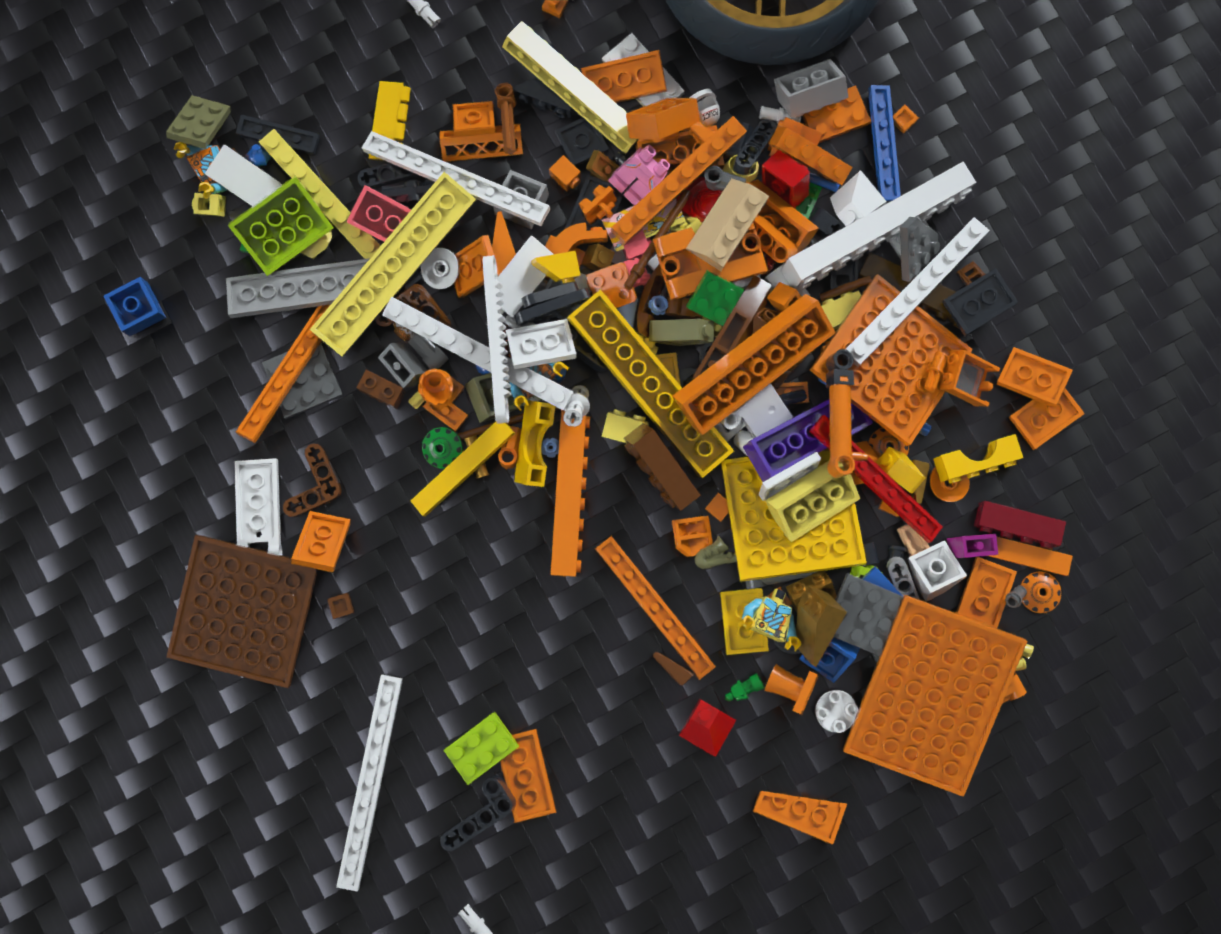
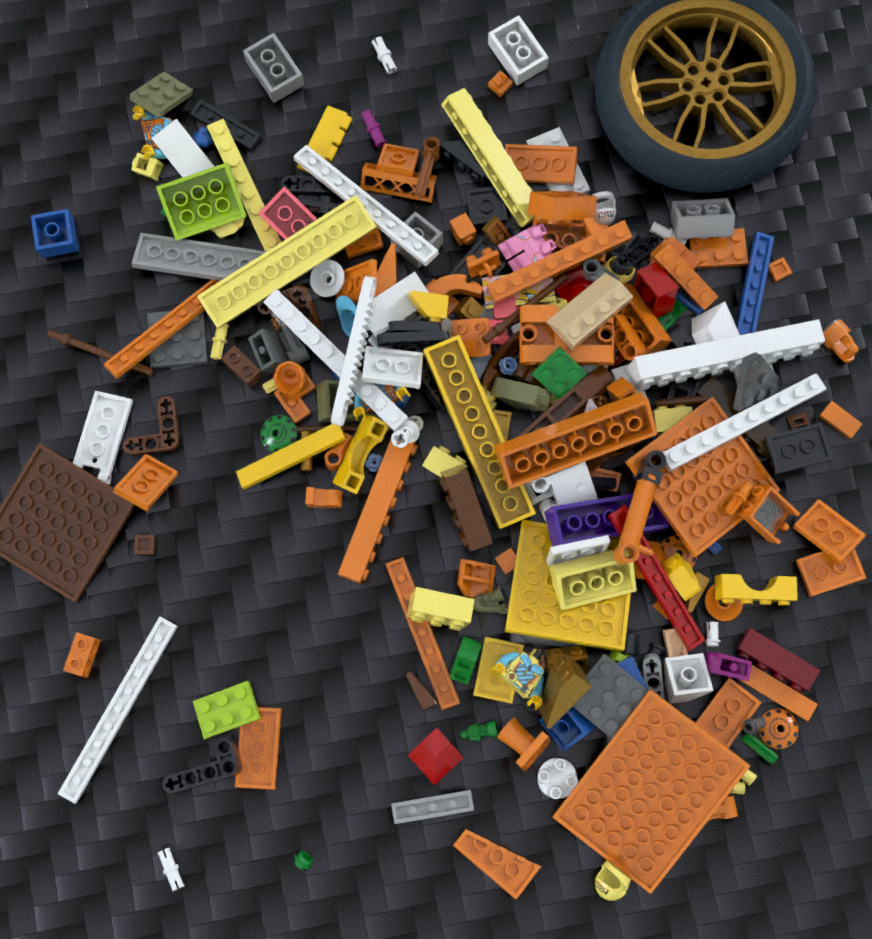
camera: 20 degrees right, 5 degrees down
(187, 415) = (67, 340): none -> reddish brown bar
(309, 57) = (273, 67): none -> light grey brick
(313, 739) = (81, 655): none -> orange brick
(347, 368) = (219, 341): none -> light yellow axle
(436, 92) = (373, 128): none -> magenta pin
(469, 220) = (366, 244): none -> orange plate
(474, 300) = (346, 311): none -> medium azure piece
(510, 500) = (323, 498): none -> orange leg
(607, 873) = (303, 860): none -> green plate
(667, 578) = (440, 608): none -> light yellow brick
(708, 621) = (465, 660): none -> green tile
(720, 779) = (432, 806): none -> light grey plate
(922, 797) = (611, 882): none -> light yellow helmet
(947, 518) = (712, 634): none -> white pin
(989, 176) = (840, 341): none -> orange piece
(1012, 258) = (840, 420): none -> orange tile
(1028, 617) = (759, 748): none -> green axle

